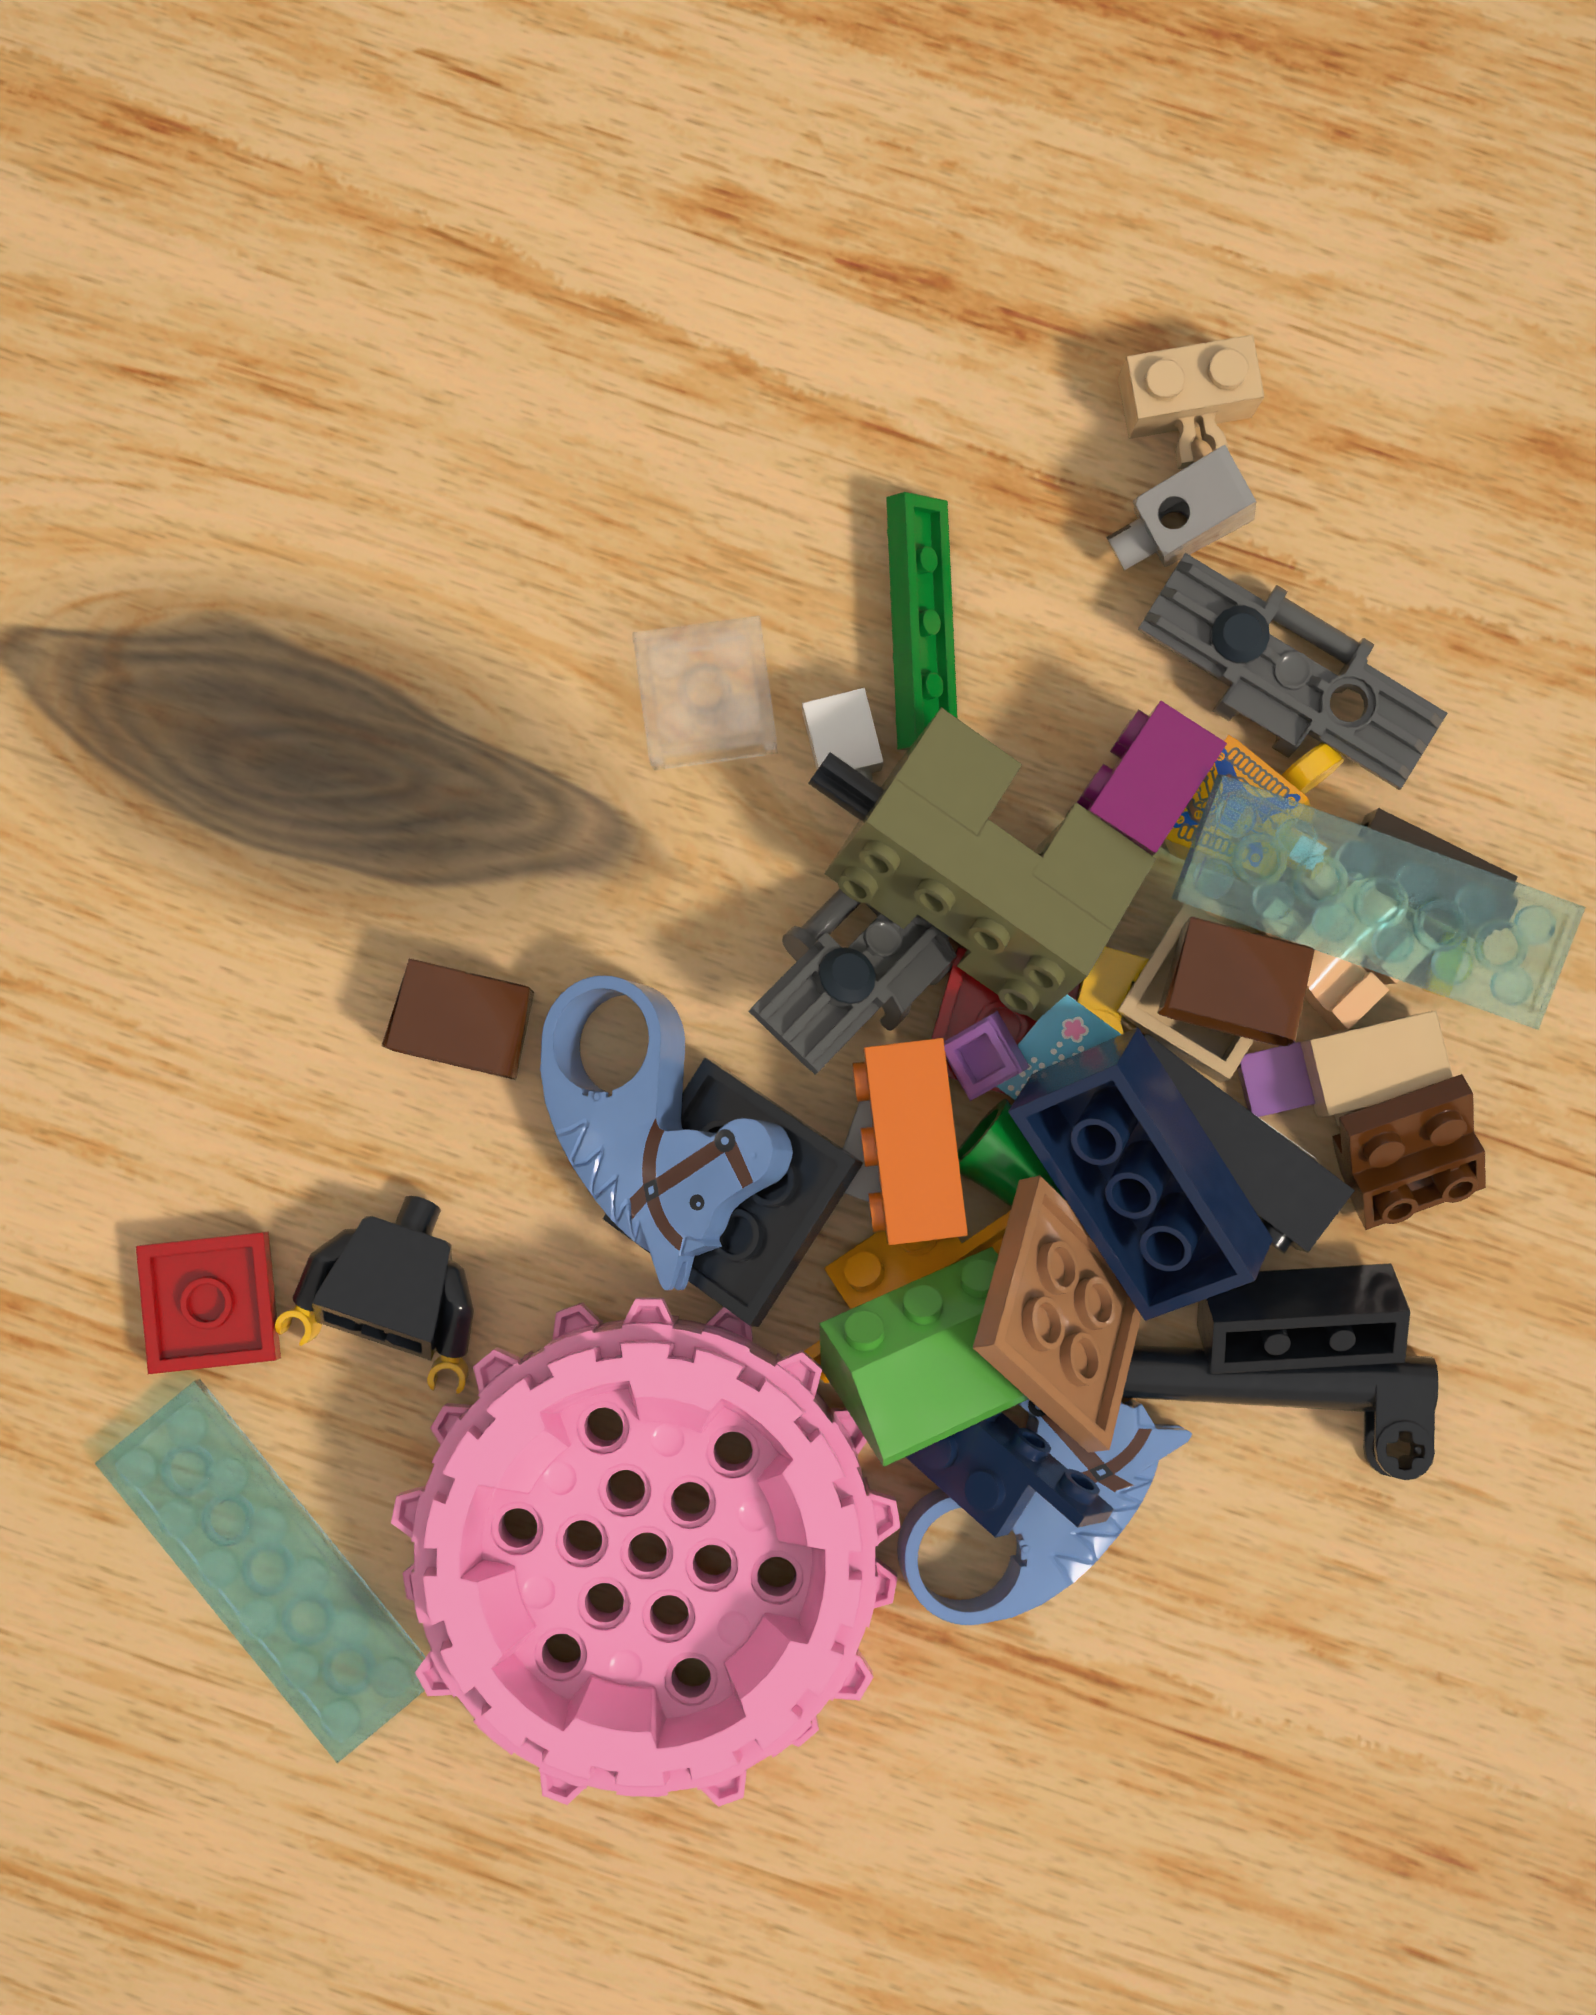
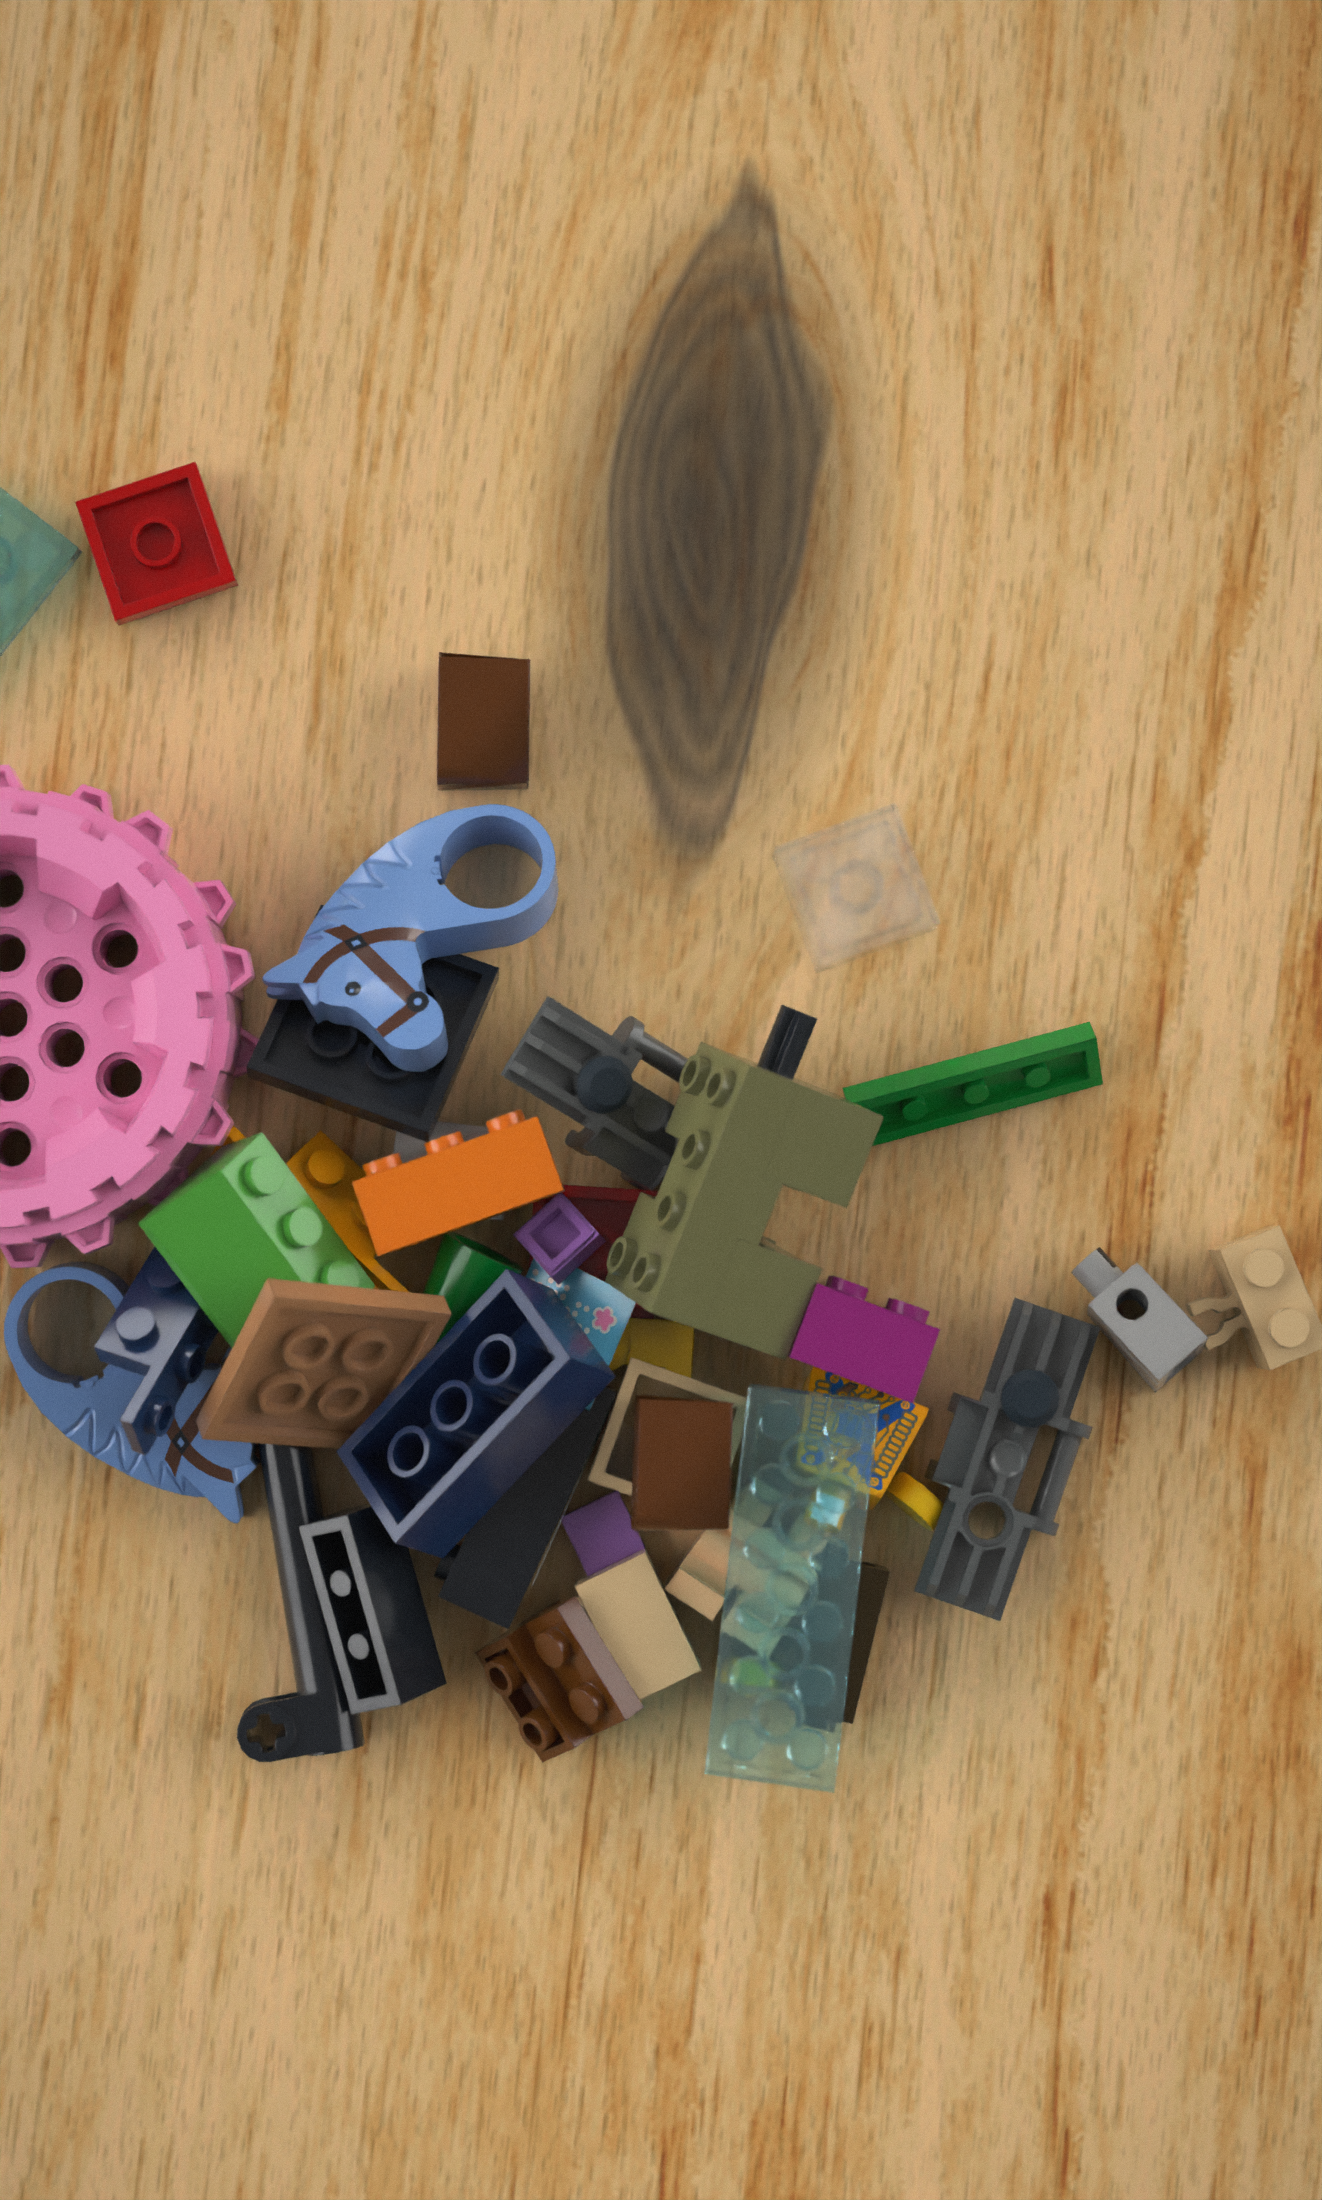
camera: 70 degrees right, 0 degrees up
(390, 1288) = (207, 715): black torso -> none
(845, 729) = (845, 1033): white brick -> none

